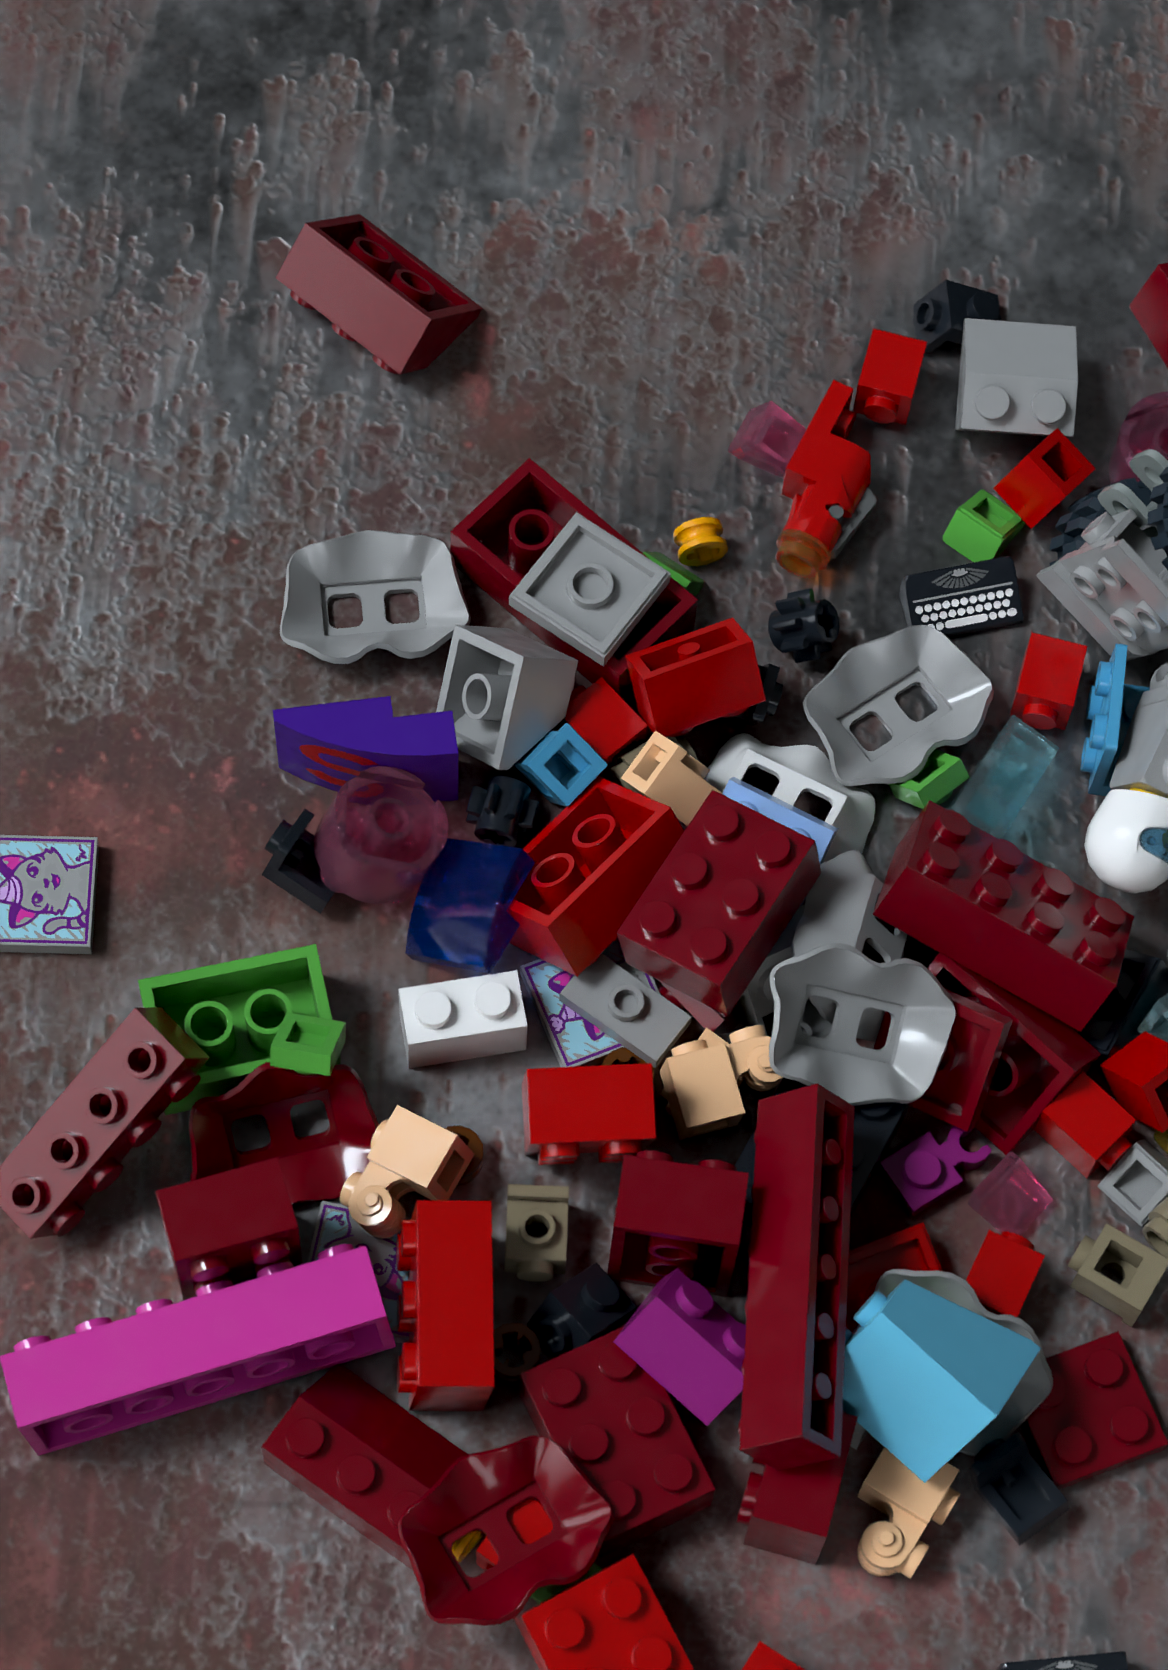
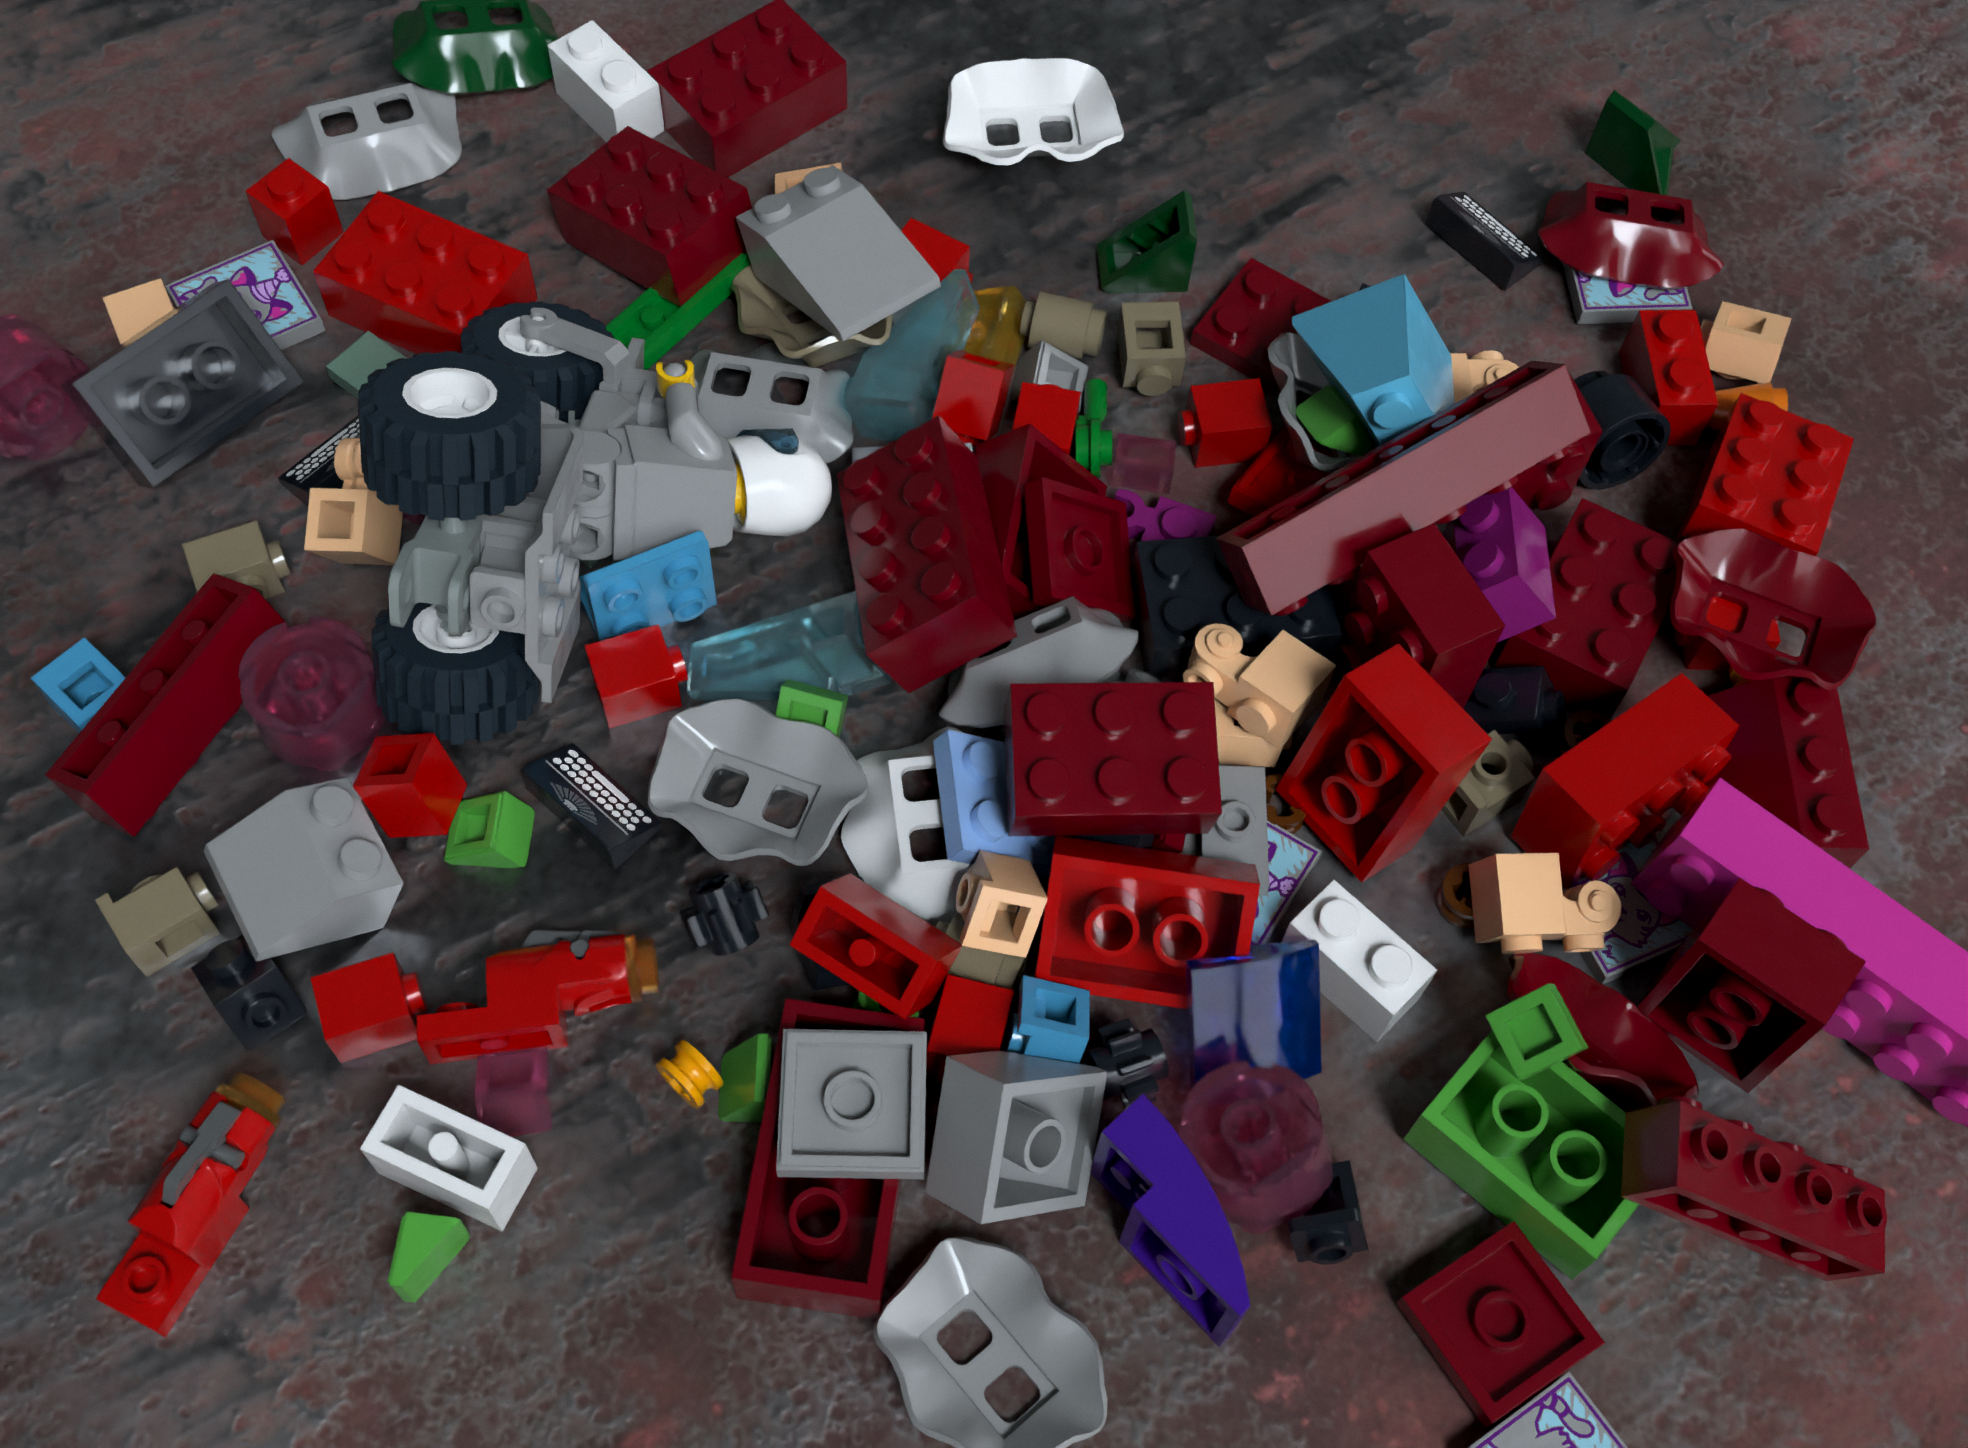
camera: 125 degrees left, 5 degrees down
(150, 923) = (1500, 1323): none -> dark red plate
(690, 324) = (423, 1251): none -> bright green slope
(738, 362) = (449, 1157): none -> white brick
(780, 1599) = (1631, 427): none -> black piece
(817, 218) = (193, 1204): none -> red plate
(860, 1075) = (1153, 568): light grey piece -> none
(1047, 284) = (162, 918): none -> dark tan brick
(1054, 1160) = (1094, 445): none -> green plate

